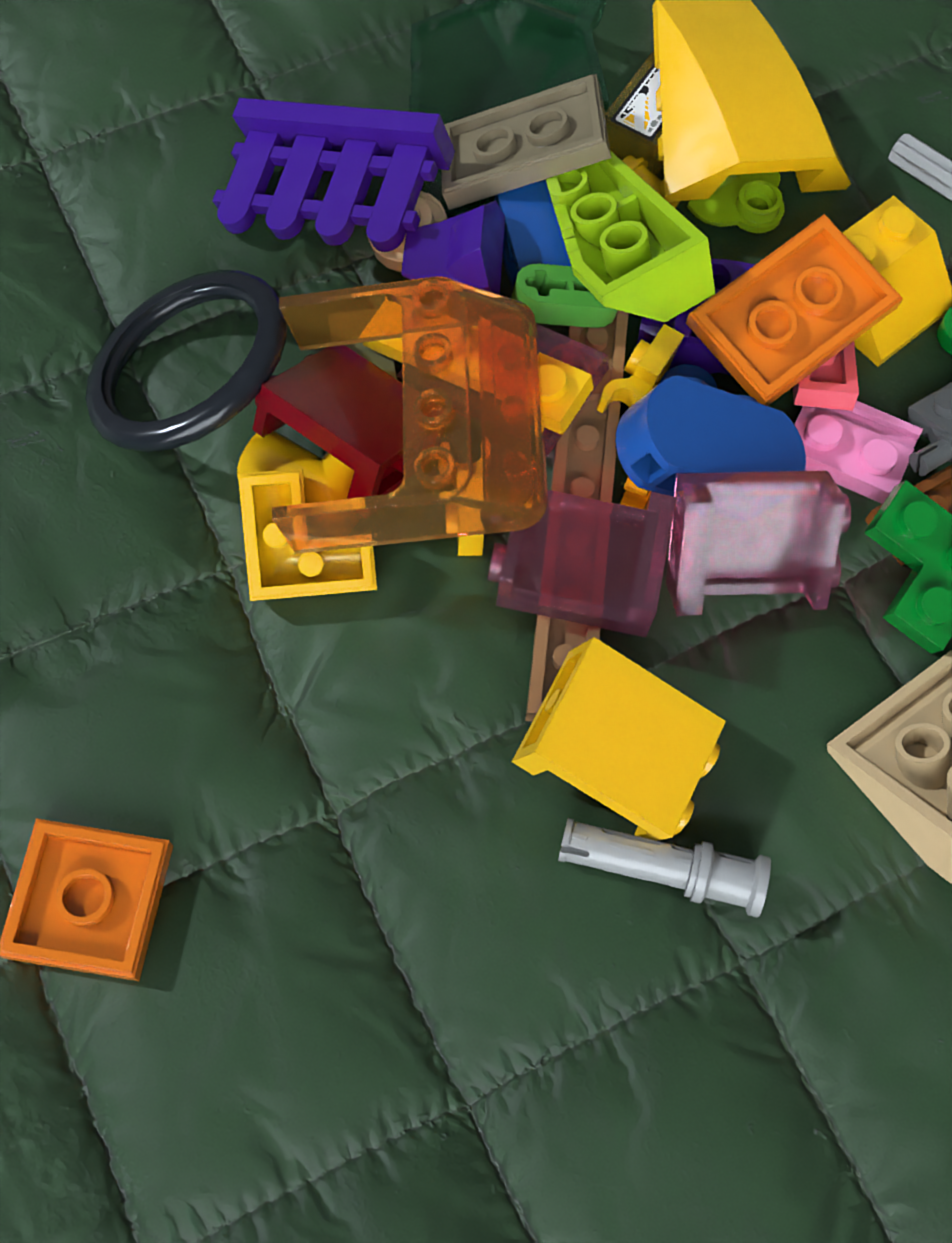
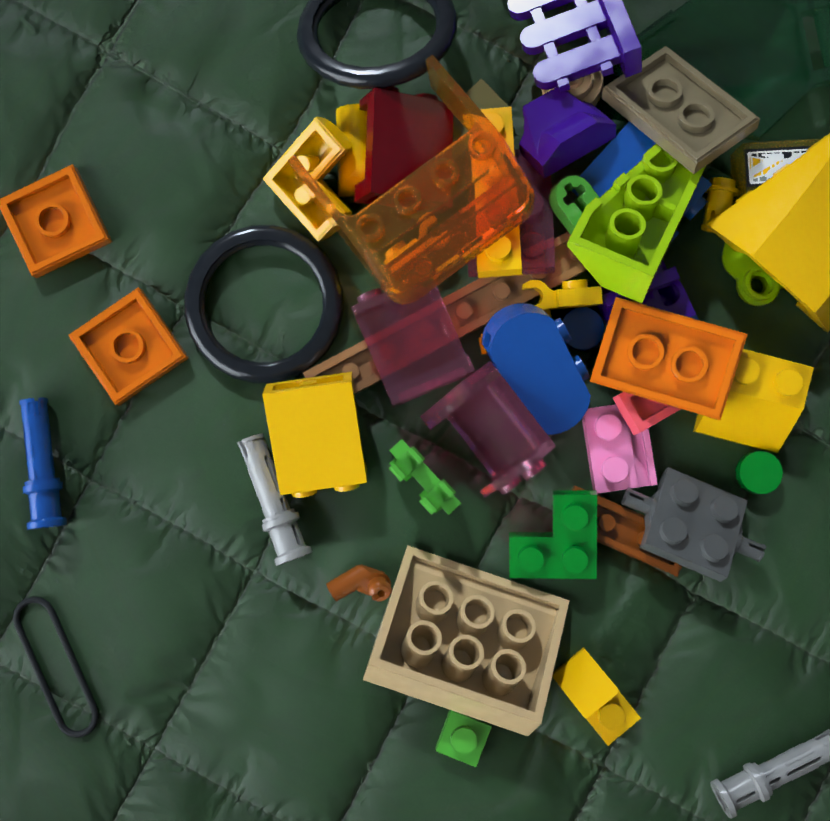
camera: 60 degrees right, 20 degrees up
(326, 918) = (128, 346): none -> orange tile
(415, 809) = (263, 371): none -> black wedge
(430, 1169) = (42, 485): none -> blue pin
(740, 660) = (436, 492): none -> bright green plate
(842, 824) = (361, 579): none -> dark orange arm

